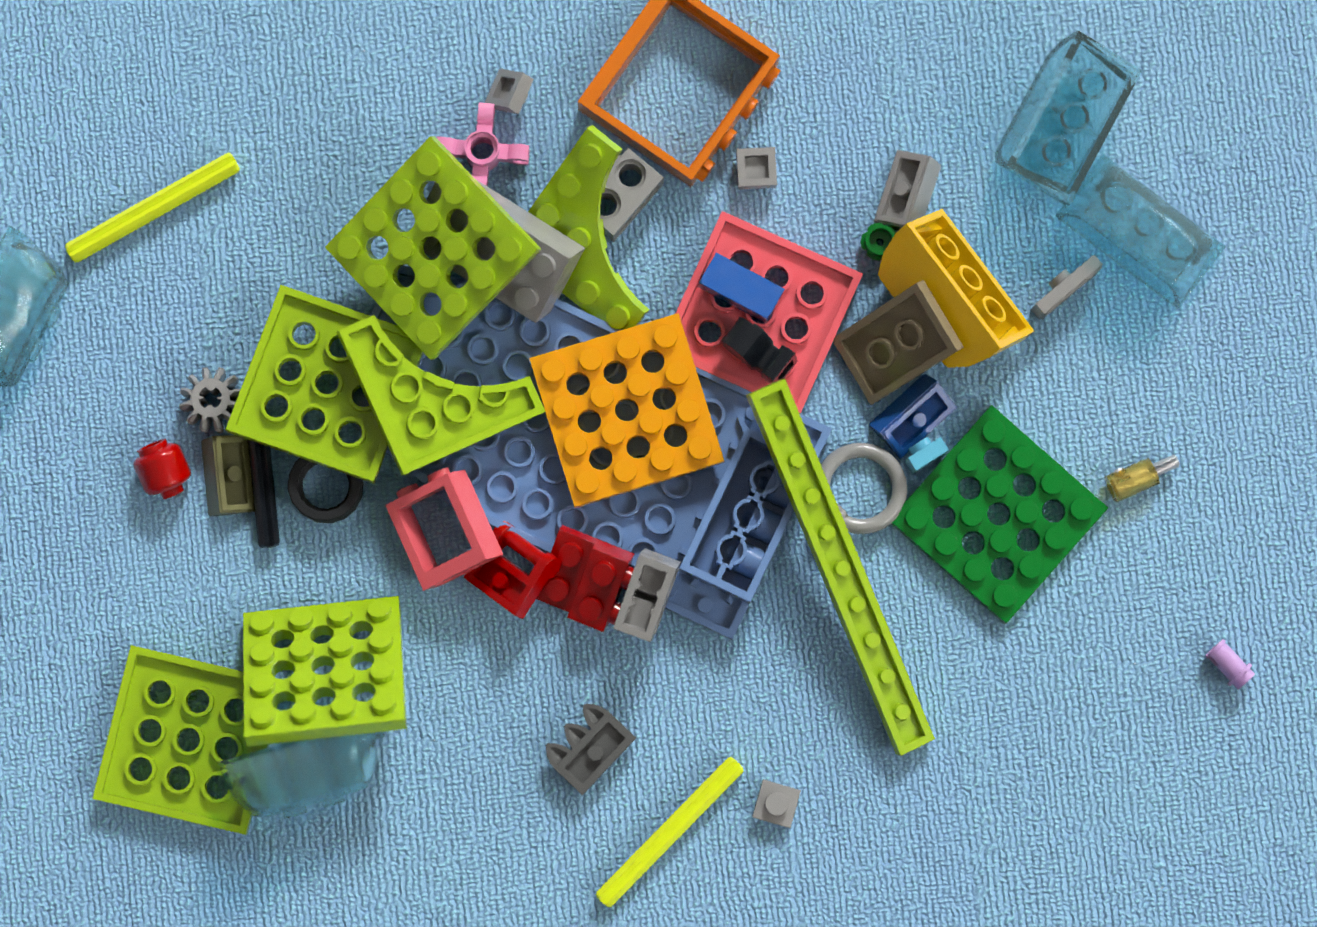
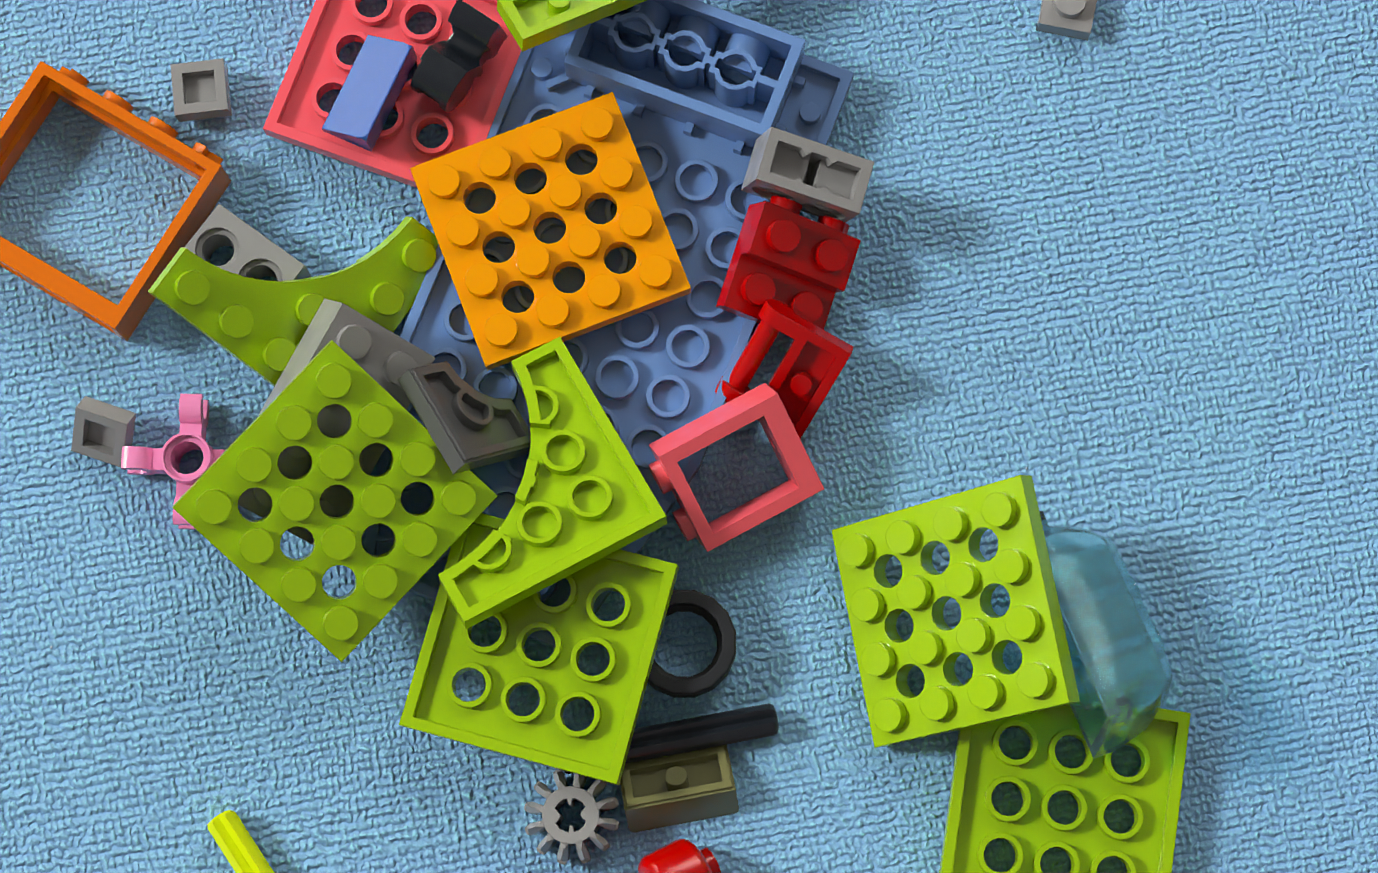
camera: 85 degrees left, 5 degrees down
(484, 340) = (462, 422): none -> dark grey tile
(591, 749) = (1020, 248): dark grey plate -> none
(669, 832) = (1121, 141): neon yellow axle -> none

